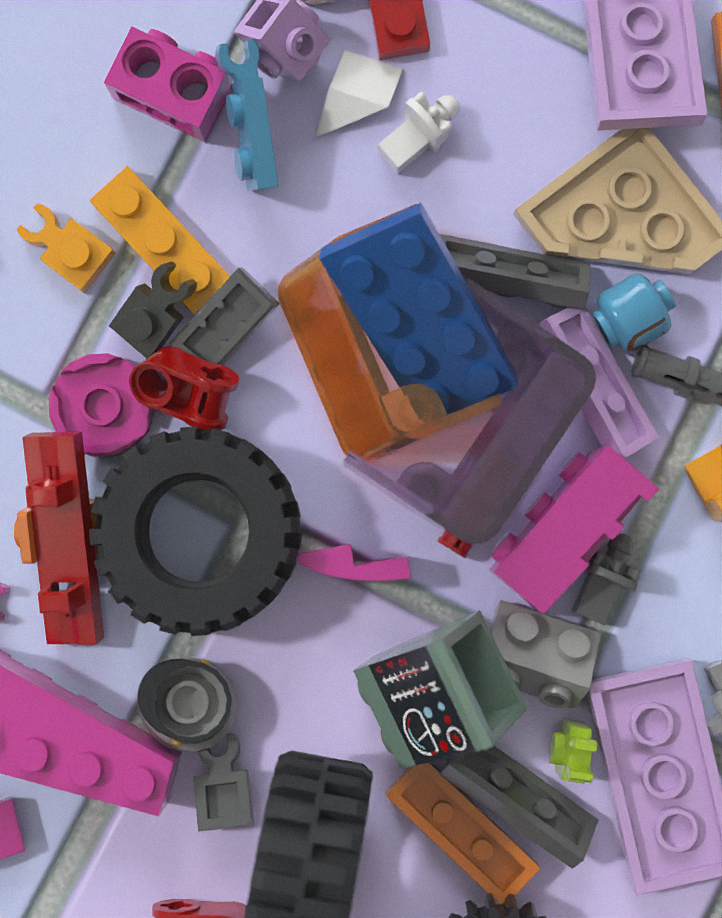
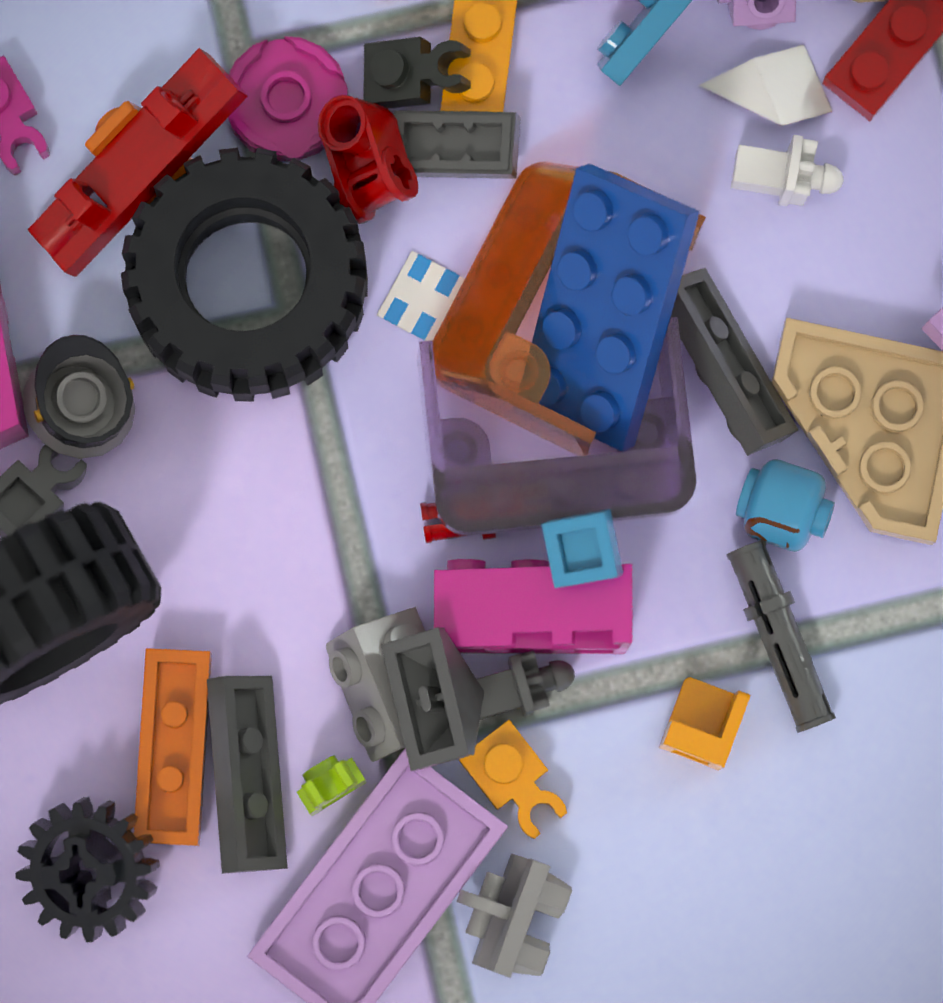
camera: 45 degrees right, 5 degrees down
(303, 427) = (420, 296): none -> white sticker
(339, 563) = (326, 431): dark pink slope -> none
(441, 693) = (285, 608): sand green slope -> none
(572, 469) = (582, 548): none -> dark azure tile
(579, 643) = (433, 698): none -> dark grey slope
(612, 406) = (690, 540): lavender plate -> none
(652, 628) = (507, 770): none -> light orange plate

